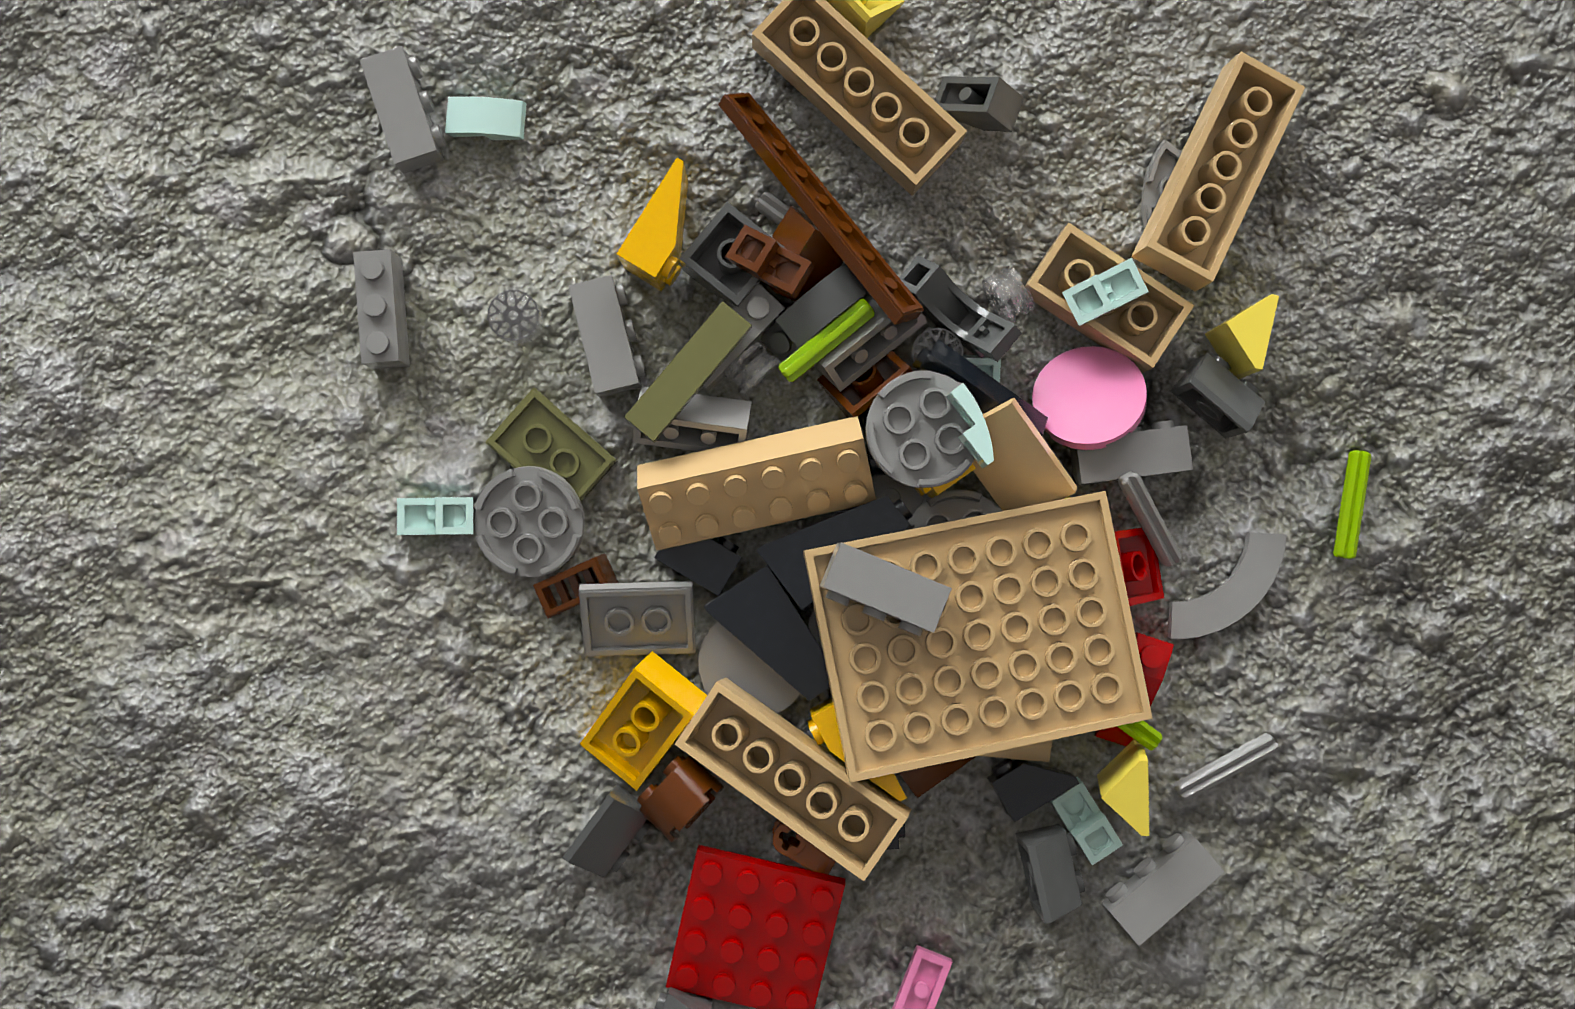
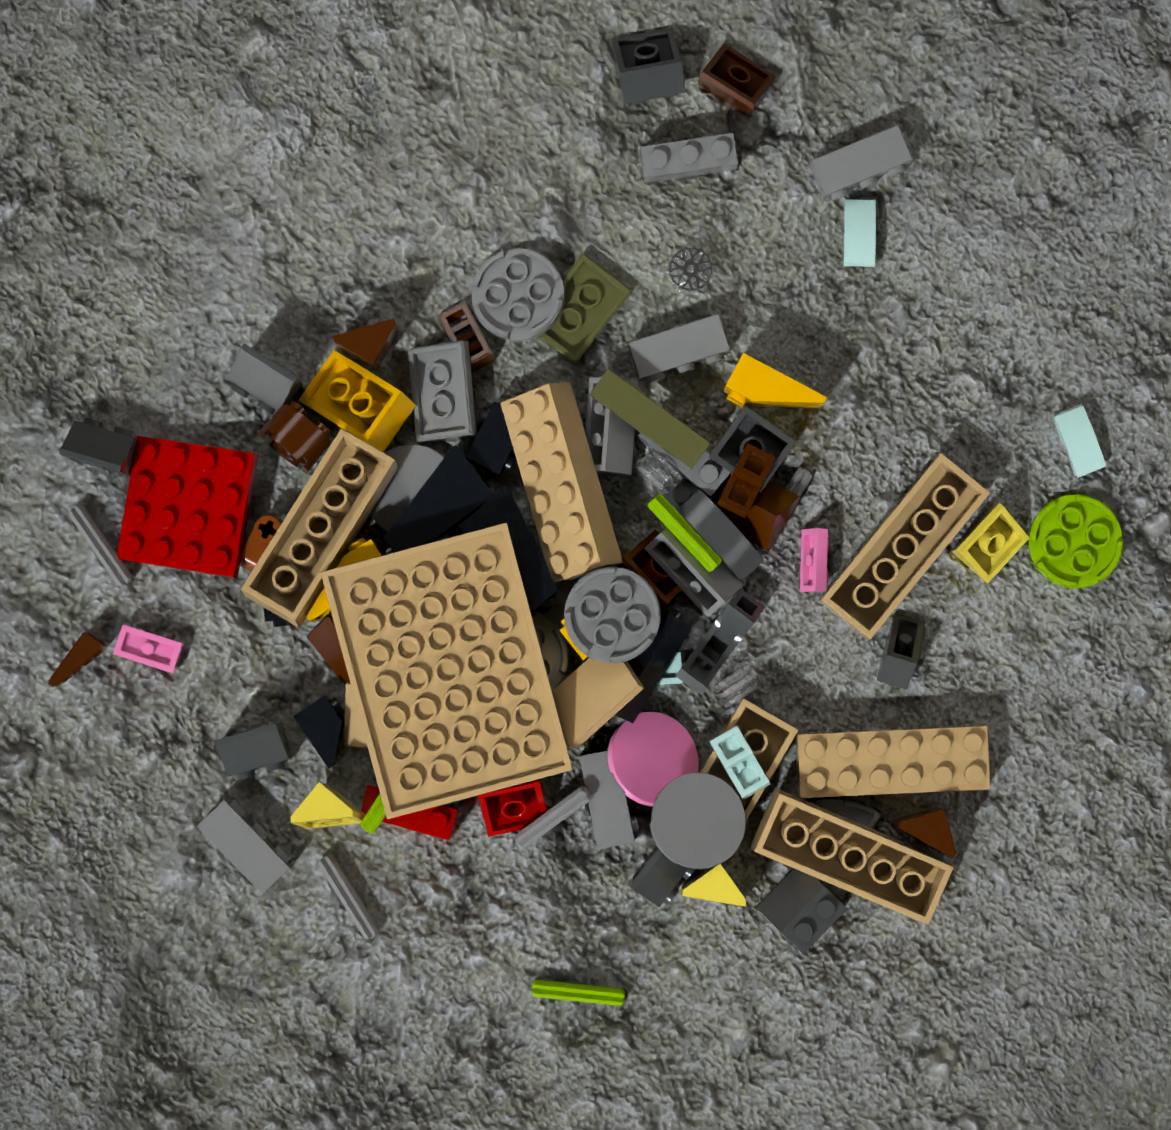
camera: 90 degrees right, 0 degrees up
(269, 349) = (648, 65): none -> dark grey slope
(295, 250) = (736, 79): none -> reddish brown slope
(435, 516) = (517, 215): light aqua slope -> none
(572, 702) = (369, 342): none -> reddish brown slope
(821, 208) = (798, 520): reddish brown tile -> none
(868, 195) = (813, 564): none -> bright pink plate
(884, 589) = (478, 588): light grey brick -> none
(977, 437) = (607, 654): light aqua slope -> none
(1086, 823) = (295, 779): light aqua slope -> none
(1107, 119) = (892, 761): none -> tan brick
(1174, 345) = (698, 821): none -> light grey tile
(1188, 79) = (930, 828): none -> reddish brown slope
(1236, 596) = (495, 898): light grey tile -> none
(1274, 237) = (801, 909): none -> dark grey slope

